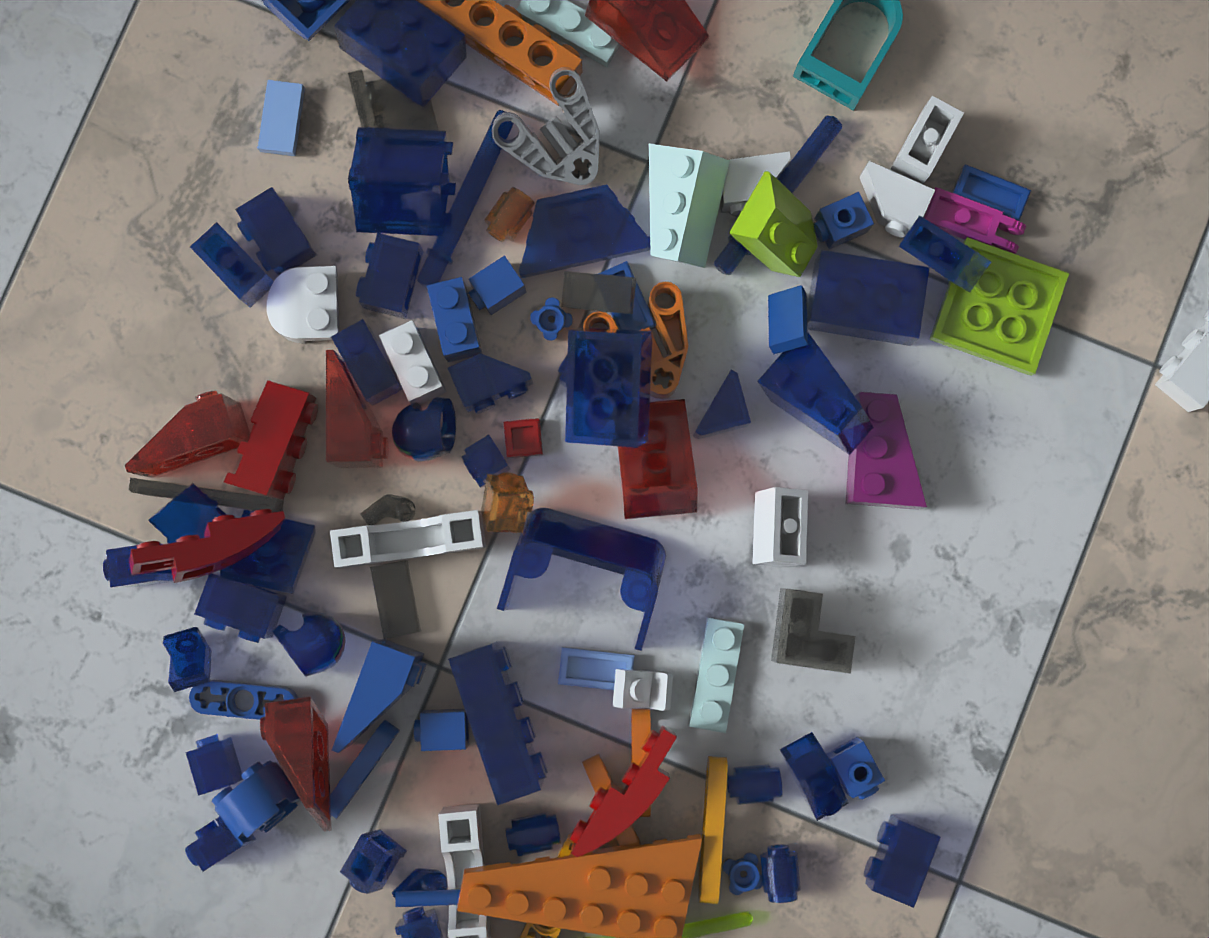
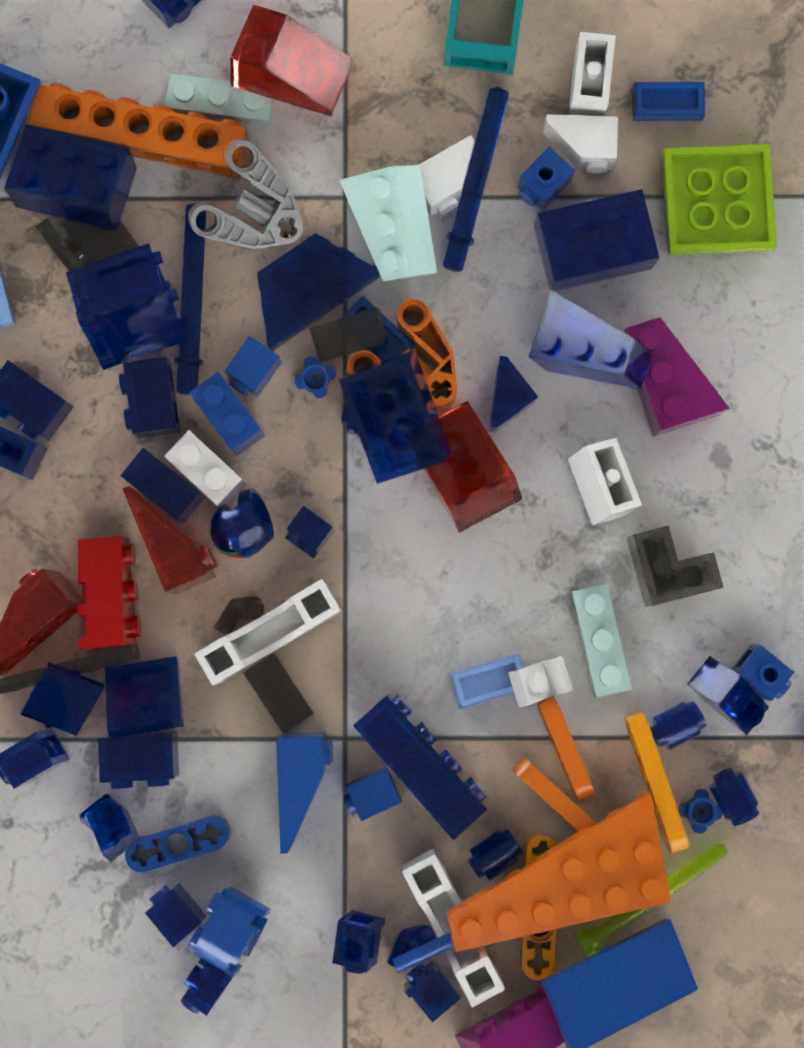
camera: 20 degrees left, 0 degrees up
(224, 544) = (101, 706): red slope -> none
(301, 745) = (247, 859): clear red slope -> none
(305, 304) = (82, 456): white slope -> none
(315, 645) = (223, 765): clear blue helmet -> none
(362, 767) = (311, 861): blue beam -> none
(486, 379) = (279, 456): clear blue slope -> none
(506, 503) = (345, 562): clear orange brick -> none
(509, 215) = (237, 297): clear orange brick -> none
(523, 438) = (334, 497): red tile -> none
(591, 543) = (443, 566): clear blue windscreen -> none
(618, 807) = (564, 797): red slope -> none
(776, 228) = (488, 210): lime slope -> none
(787, 320) = (532, 289): blue tile -> none
(944, 254) = (651, 171): clear blue brick -> none
(972, 220) = (661, 130): dark pink hinge -> none

